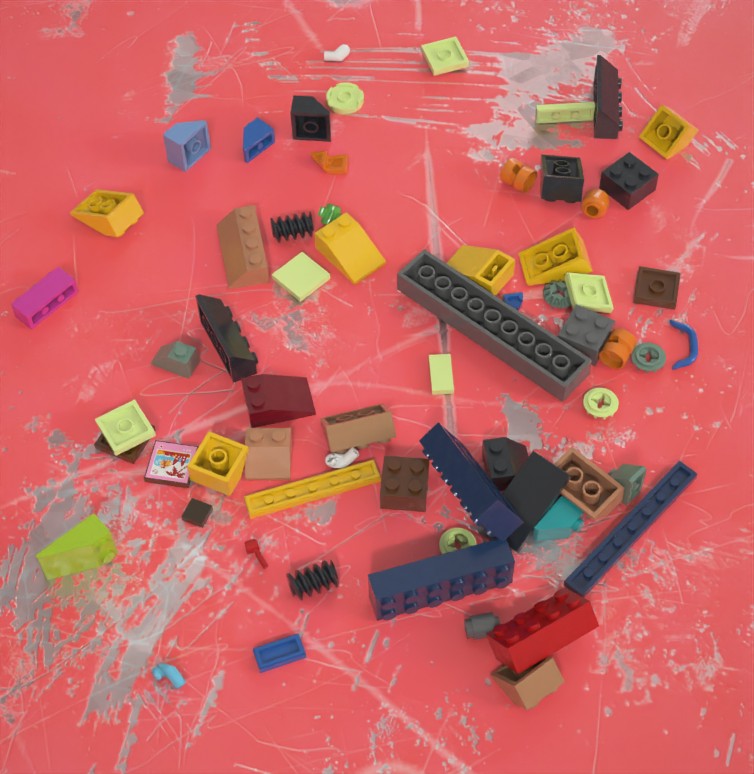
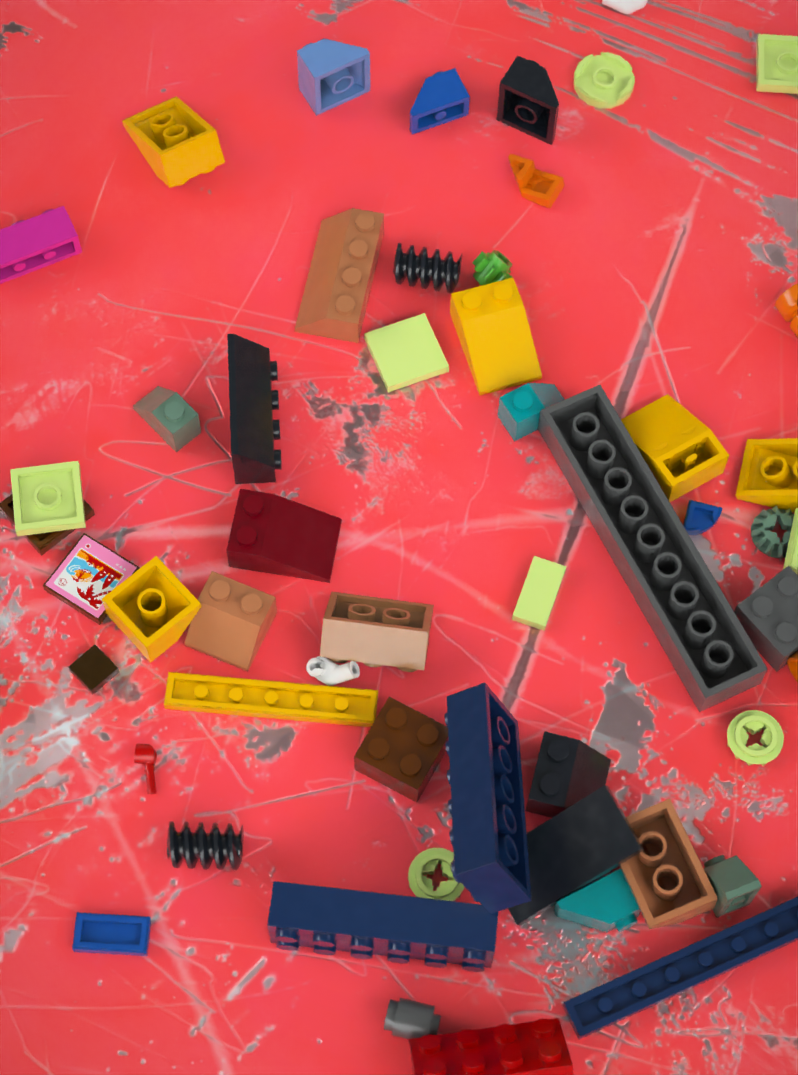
camera: 20 degrees right, 10 degrees up
(384, 280) = (521, 407): none -> teal slope

